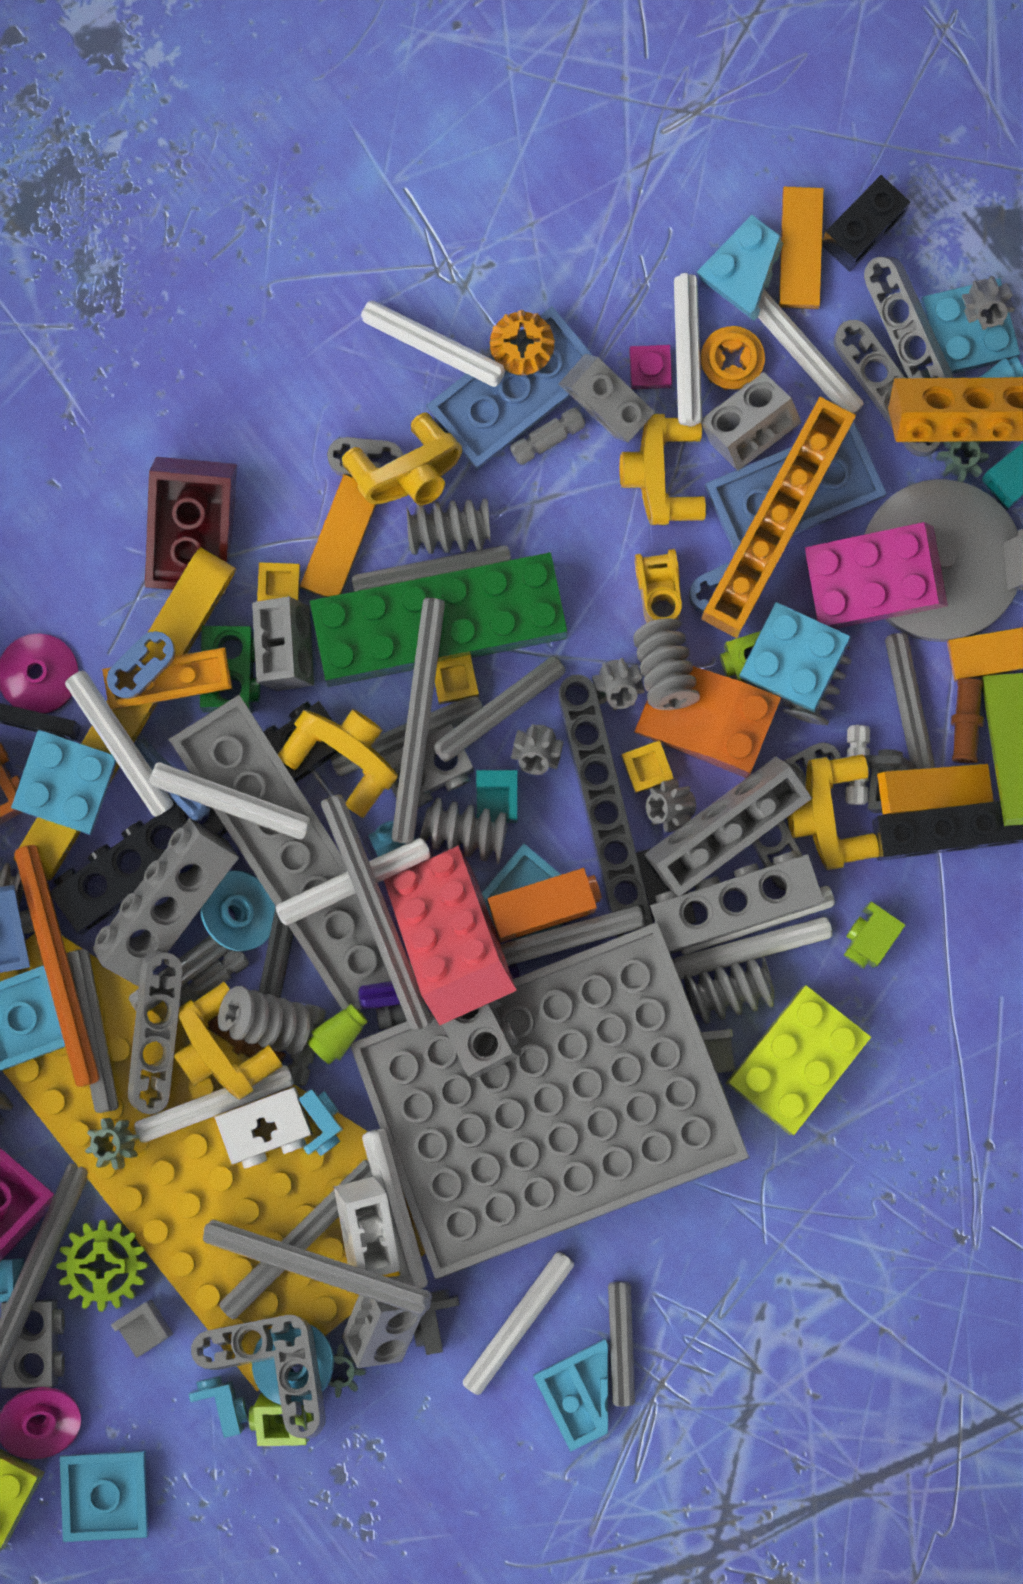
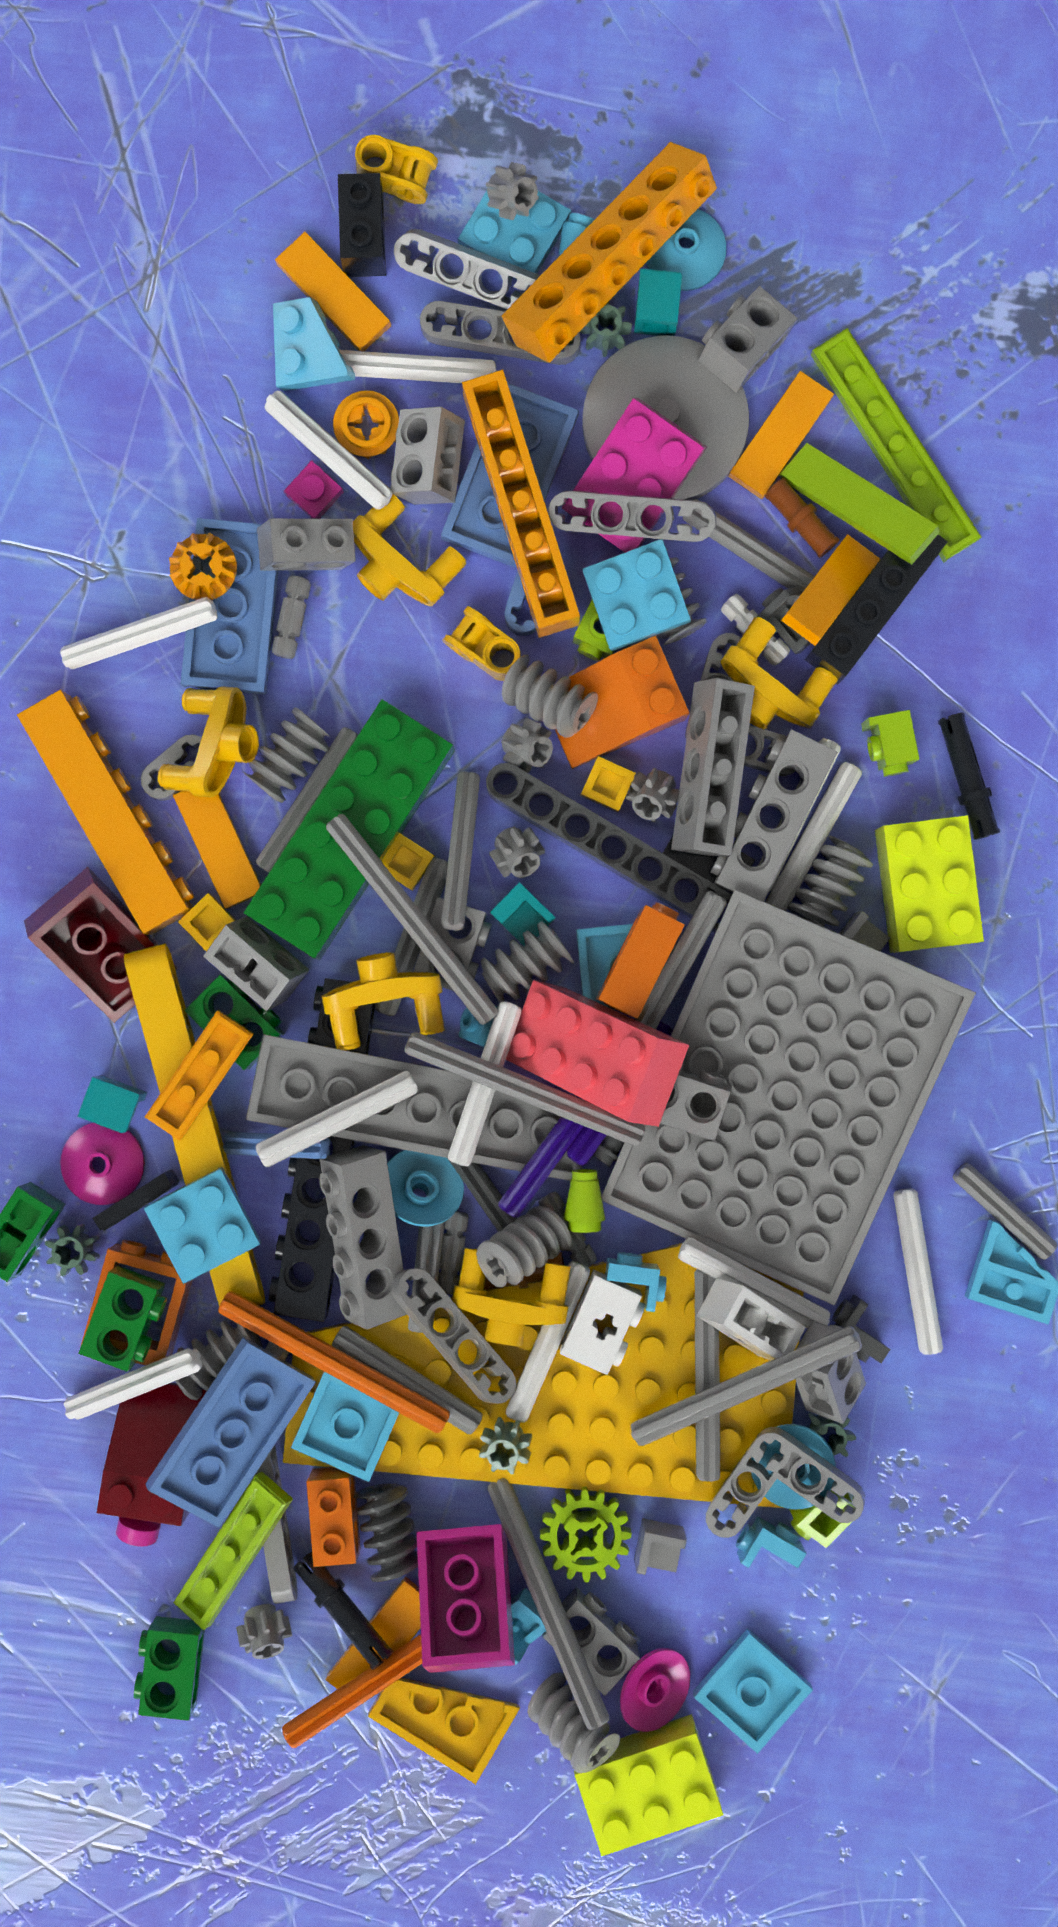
camera: 45 degrees left, 5 degrees up
(86, 638) = (110, 1103): none -> teal panel
(117, 742) = (209, 1157): white axle -> none
(133, 658) = (158, 1086): medium blue beam -> none
(287, 441) = (106, 812): none -> light orange brick
(333, 977) = (539, 1166): none -> dark purple axle
(841, 603) = (632, 516): none -> light grey beam
(906, 1009) = (969, 776): none -> black pin
(930, 215) = (398, 167): none -> yellow piece

